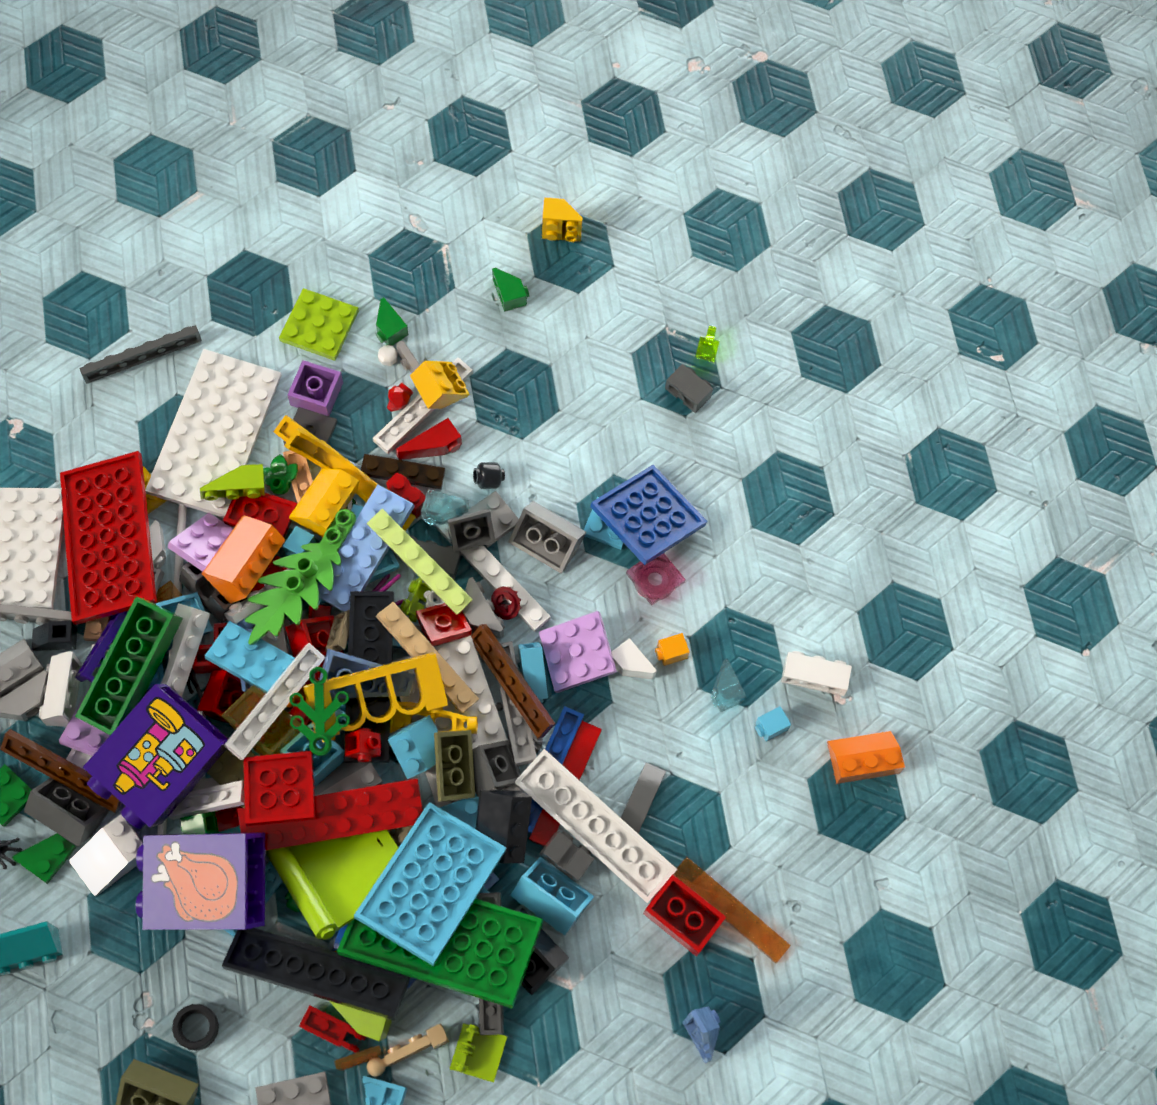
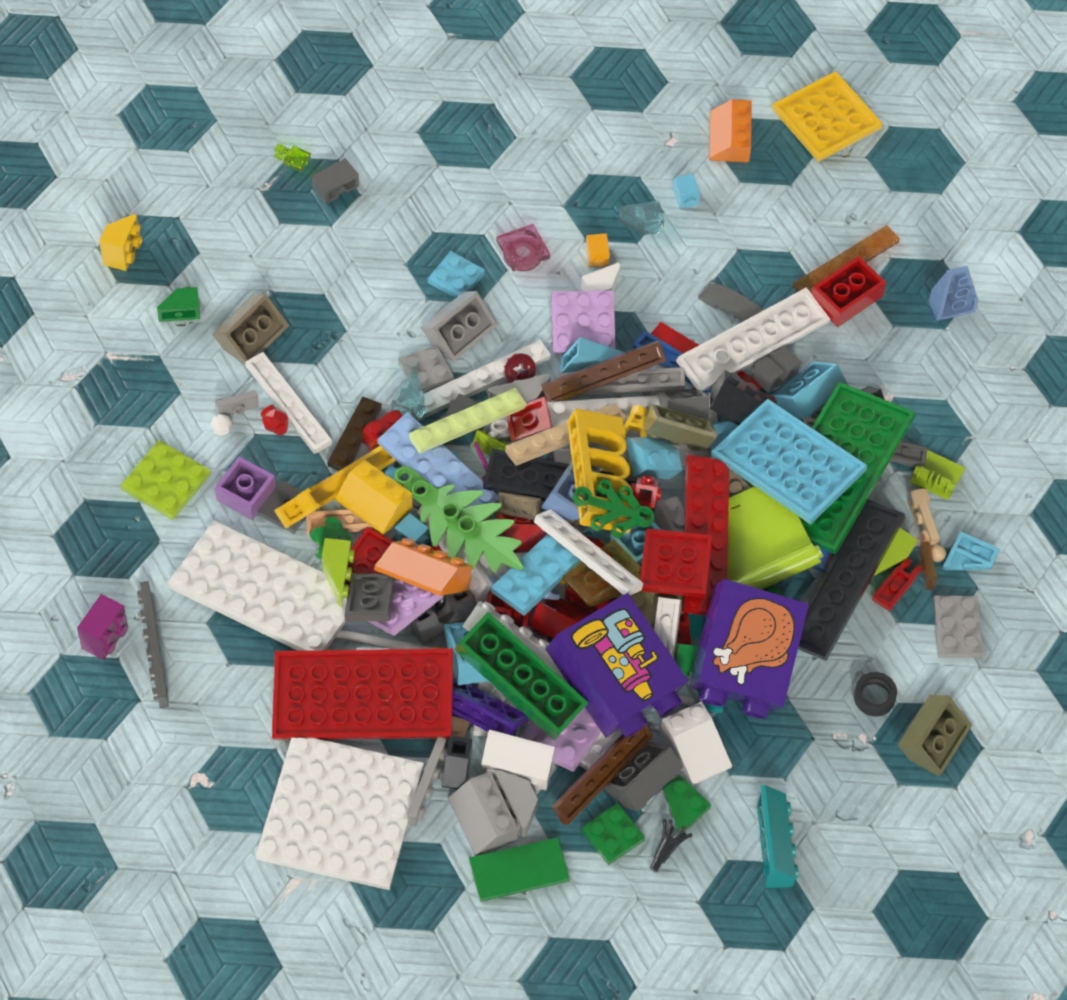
camera: 75 degrees left, 10 degrees down
(144, 306) = (102, 627): none -> magenta brick
(205, 517) = (369, 597): none -> dark grey tile
(389, 324) = (187, 414): green slope -> none
(433, 442) = (331, 395): red slope -> none
(439, 384) = (275, 377): yellow slope -> none
(471, 530) = (442, 375): dark grey slope -> none
(488, 475) = (381, 360): black head -> none
(496, 354) = (251, 328): none -> dark tan slope
(648, 514) = (461, 236): plate -> none
(816, 673) = (646, 148): white brick -> none
(919, 855) = (827, 116): none -> yellow plate

